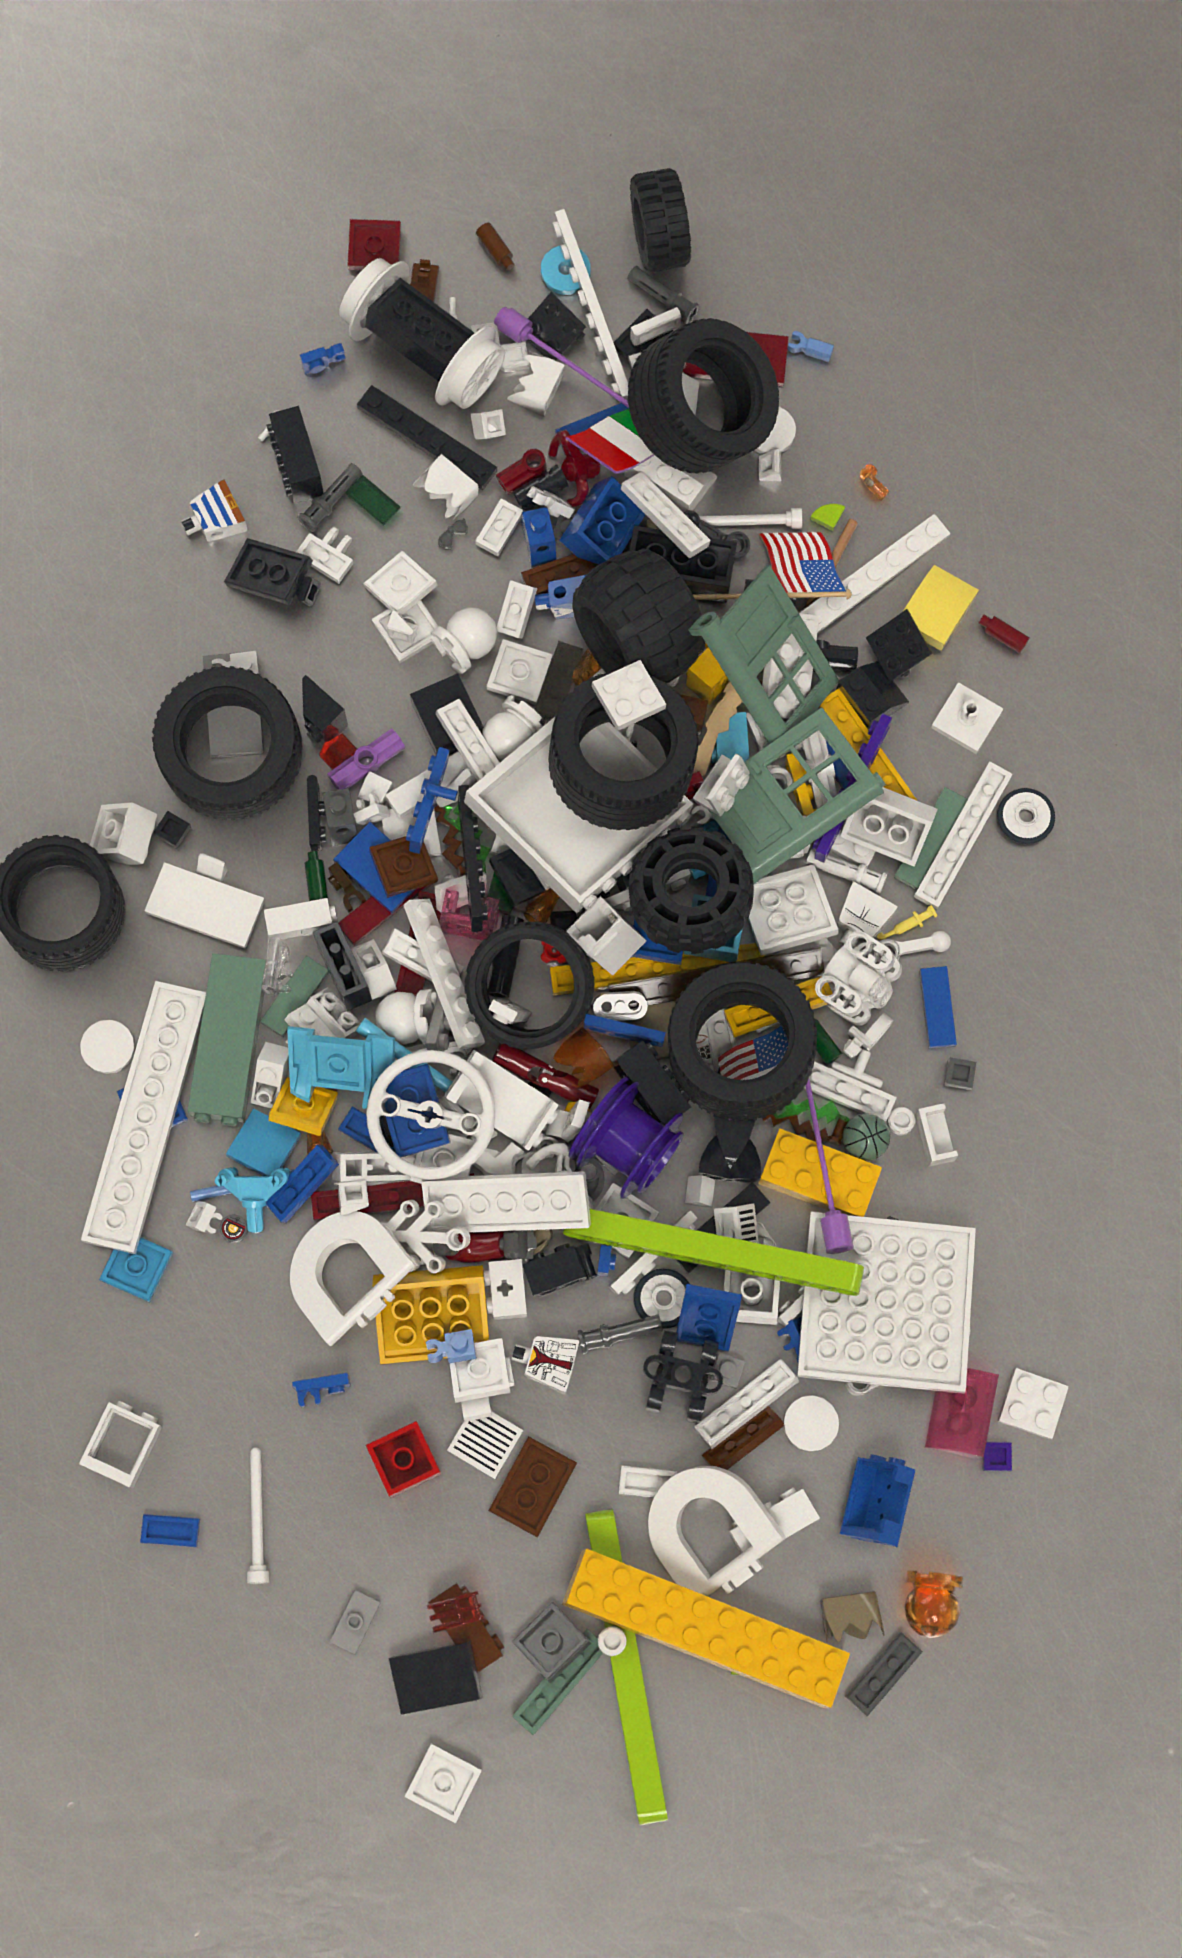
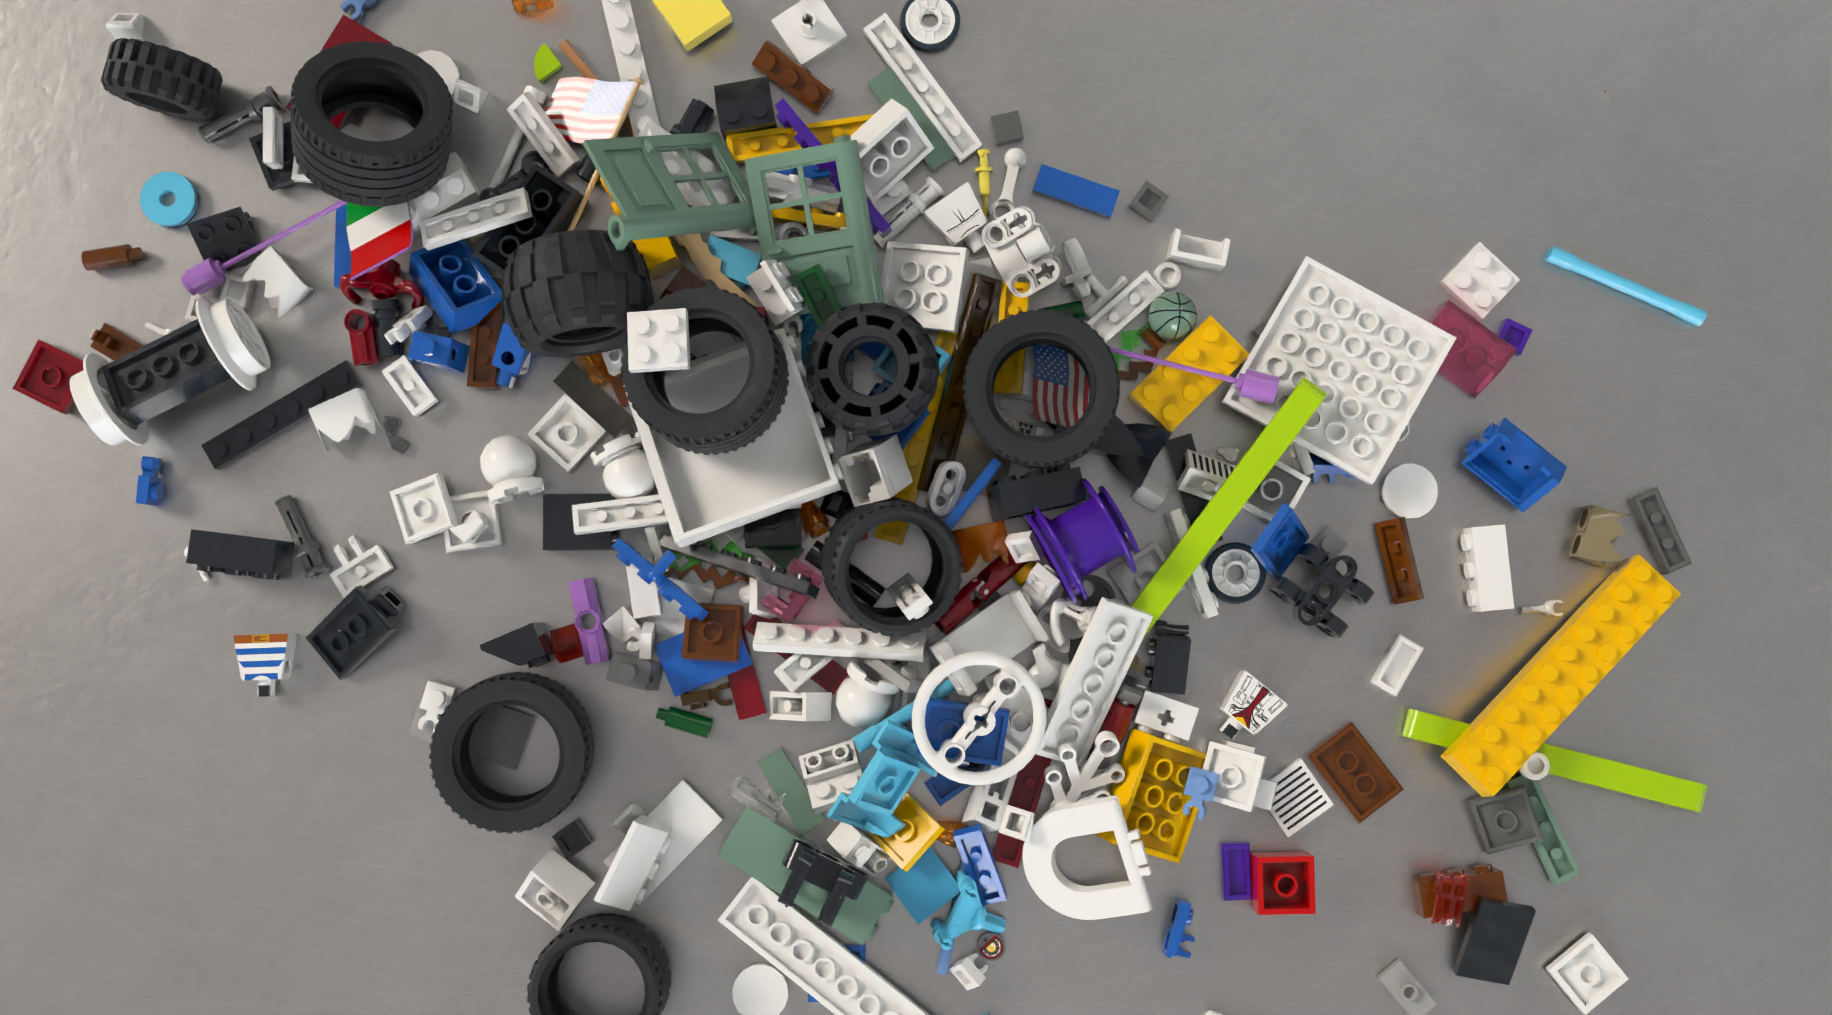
camera: 65 degrees left, 10 degrees up
(175, 884) = (634, 864): none -> white slope
(239, 1027) = (823, 871): none -> black piece
(299, 918) = (719, 754): white brick -> none
(316, 810) = (640, 700): black hinge -> none
(342, 966) = (787, 735): black brick -> none
(373, 500) = (323, 496): clear green tile -> none
(395, 1416) = (1236, 871): none -> dark purple tile
(488, 424) = (297, 348): white slope -> none
(516, 609) = (502, 407): white plate -> none
(588, 297) = (211, 190): white plate -> none
(597, 1090) = (1024, 546): none -> white plate
(606, 1261) = (1180, 611): blue plate -> none
(607, 1335) = (1249, 641): dark grey pin -> none
(694, 173) = (126, 25): none -> white slope
(737, 817) = (817, 294): none -> dark green plate
(740, 1503) = (1462, 592): white piece -> none
(746, 1403) = (1366, 539): white tile -> none
(760, 1594) = (1546, 608): none -> white hand
(765, 538) = (543, 134): none -> white plate
(899, 645) = (711, 57): black hinge -> none
(918, 722) = (792, 76): none -> reddish brown plate
(932, 1604) = (1625, 459): clear orange tile -> none
(964, 923) = (1007, 127): none -> dark grey tile
(1091, 1479) = (1680, 309): none -> medium azure piece

